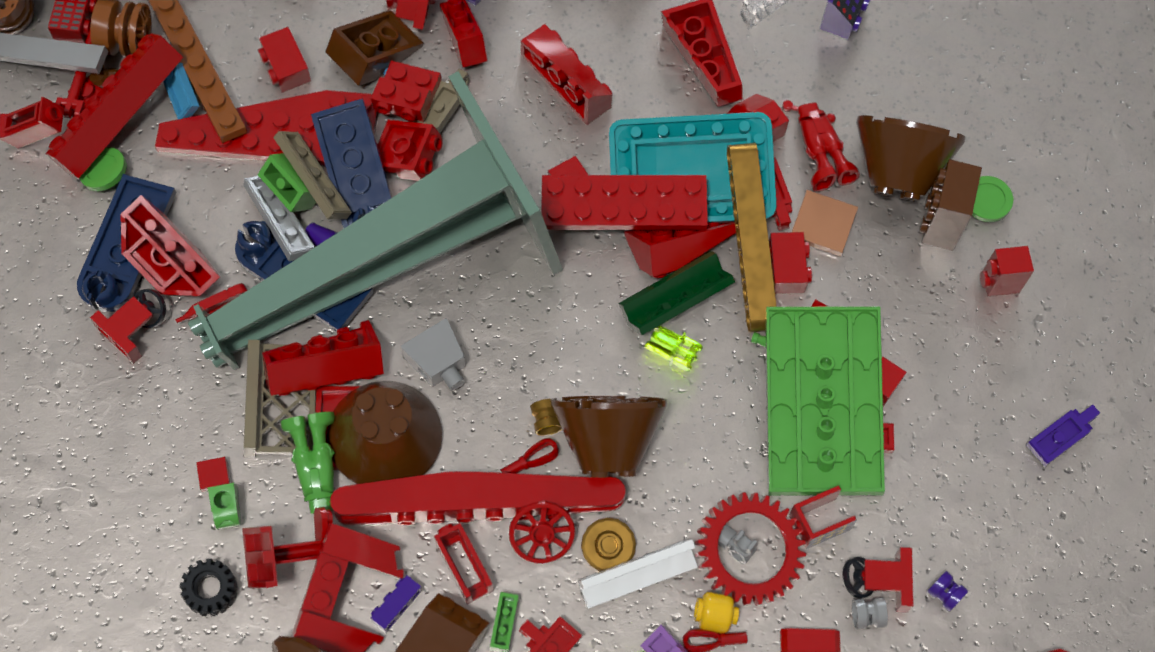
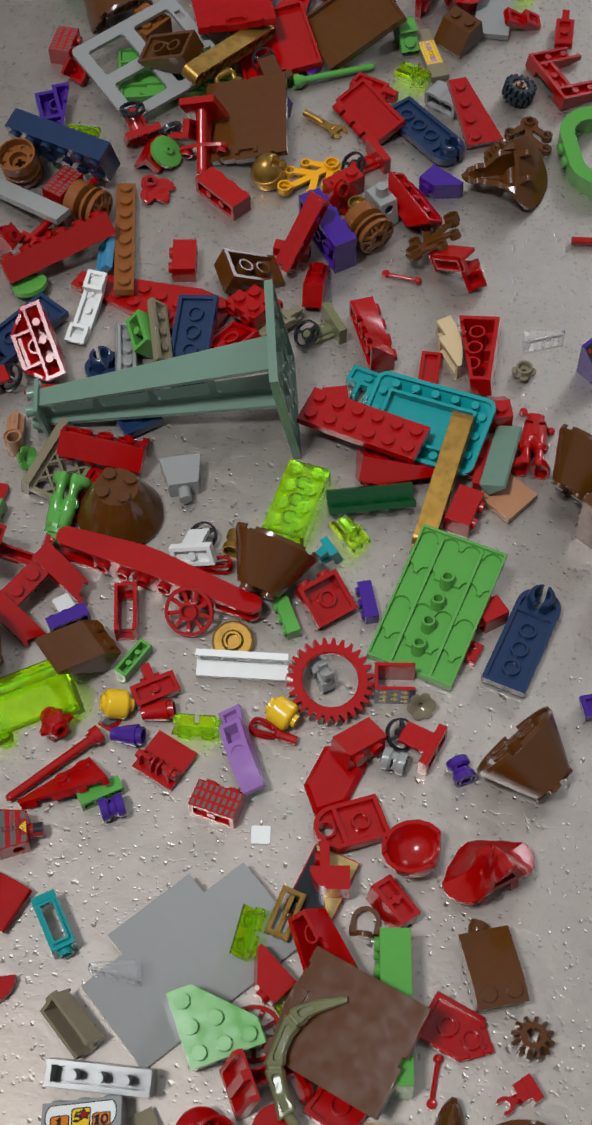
camera: 30 degrees right, 10 degrees down
(195, 383) = (14, 433): none -> nougat piece
(196, 173) = (88, 308): none -> white slope
(231, 411) = (26, 457): none -> bright green plant
(376, 583) = (63, 602): none -> white sticker
(504, 448) = (194, 548): none -> white piece
(506, 87) = (319, 333): none -> olive piece
(588, 137) = (361, 379): none -> teal hinge
(594, 337) = (298, 501): none -> clear neon green brick
(654, 92) = (430, 366): none -> red tile
(656, 487) = (286, 617): none -> bright green piece
(661, 381) = (328, 552): none -> teal tile
(665, 52) = (450, 344): none -> tan slope
(689, 443) = (325, 598): none -> red plate
(736, 426) = (367, 602): none -> dark purple piece
(766, 46) = (521, 367): none -> dark tan plate
(798, 179) = (500, 458): none -> sand green slope
(822, 613) = (358, 743): none -> red brick
(865, 532) = (421, 706): none -> dark tan plant
(934, 400) = (523, 641): none -> dark blue plate
(1016, 544) = (531, 759): none -> reddish brown cone

